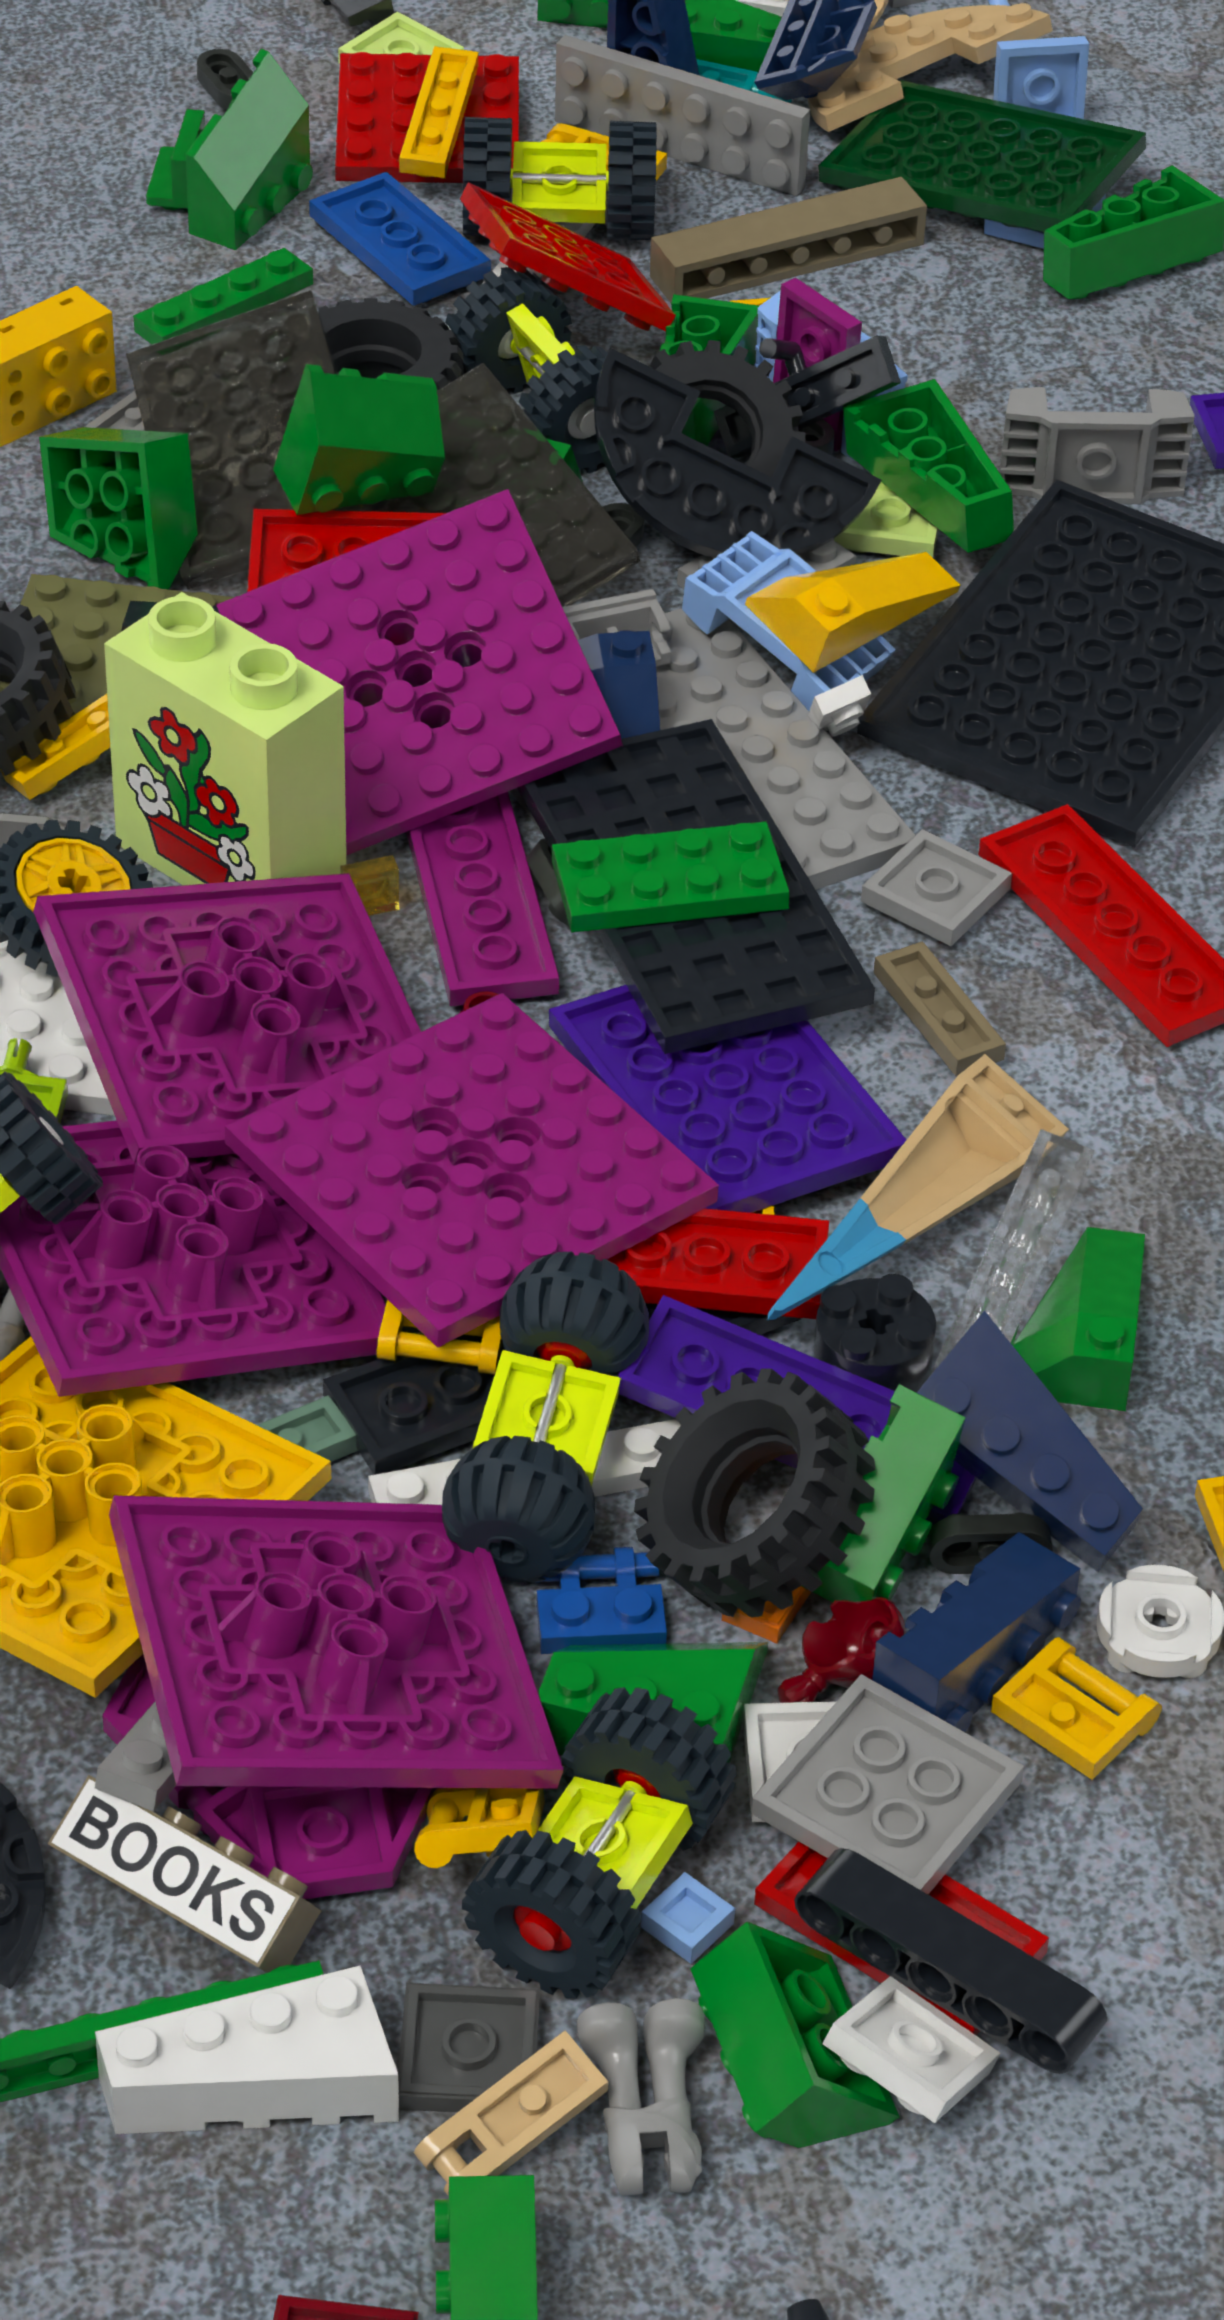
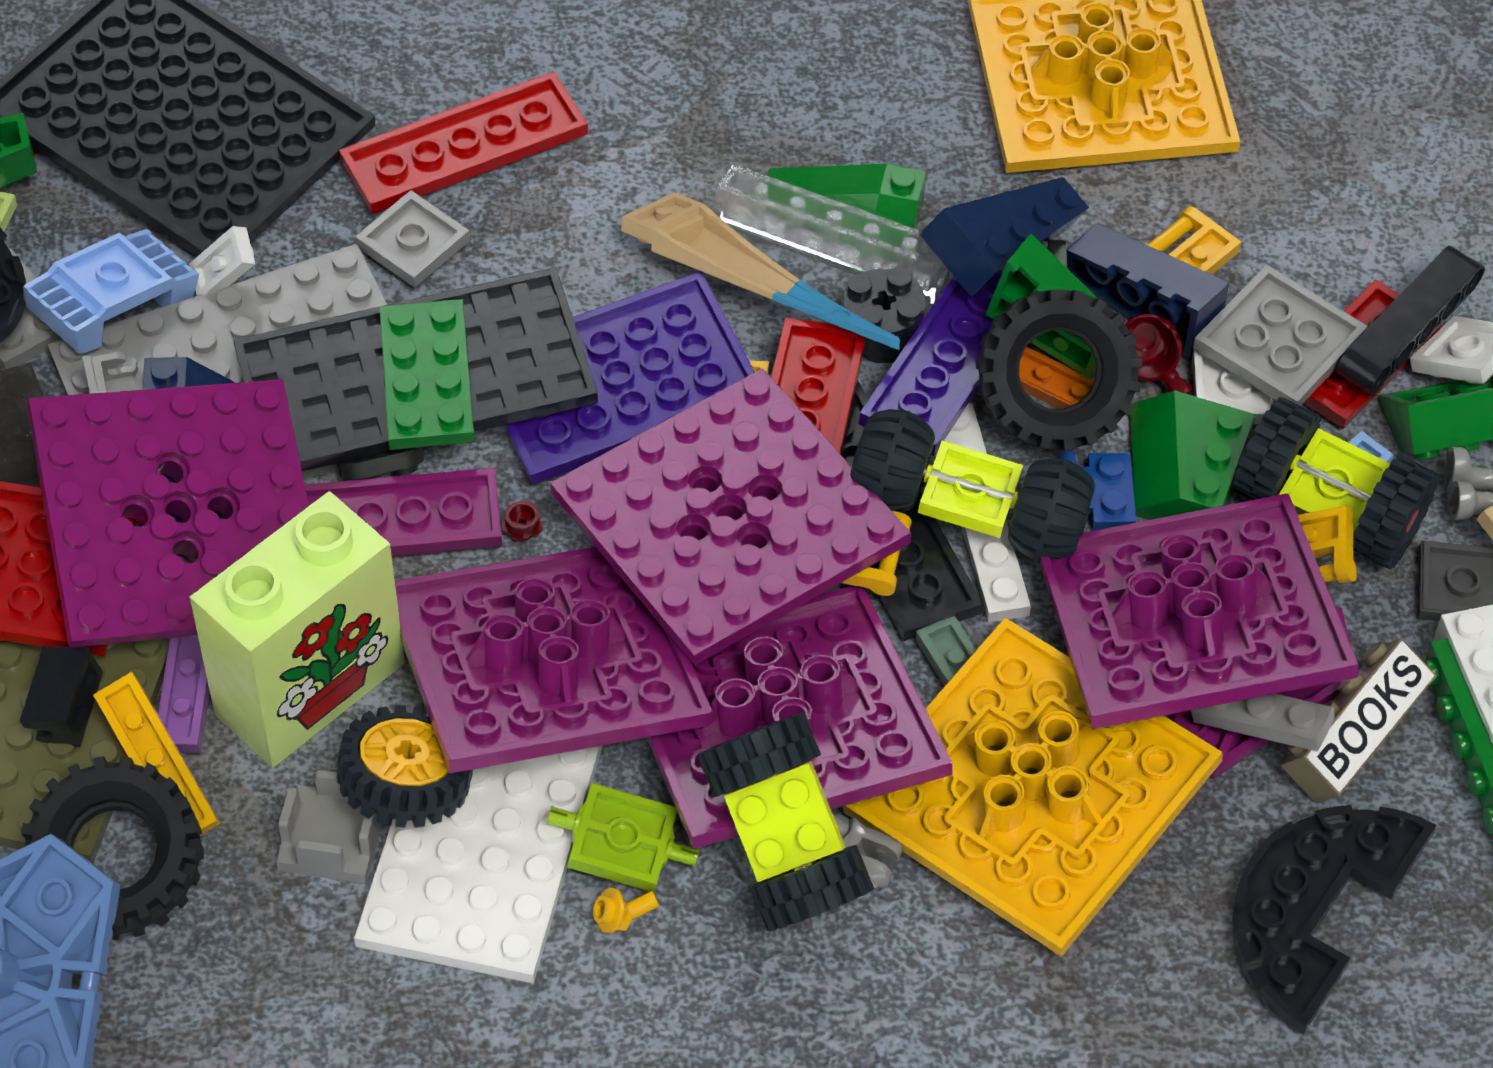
camera: 85 degrees left, 10 degrees up
(847, 606) = (125, 235): yellow wedge -> none
(938, 1007) = (544, 249): dark tan plate -> none
(1155, 1650) = (1136, 192): white plate -> none

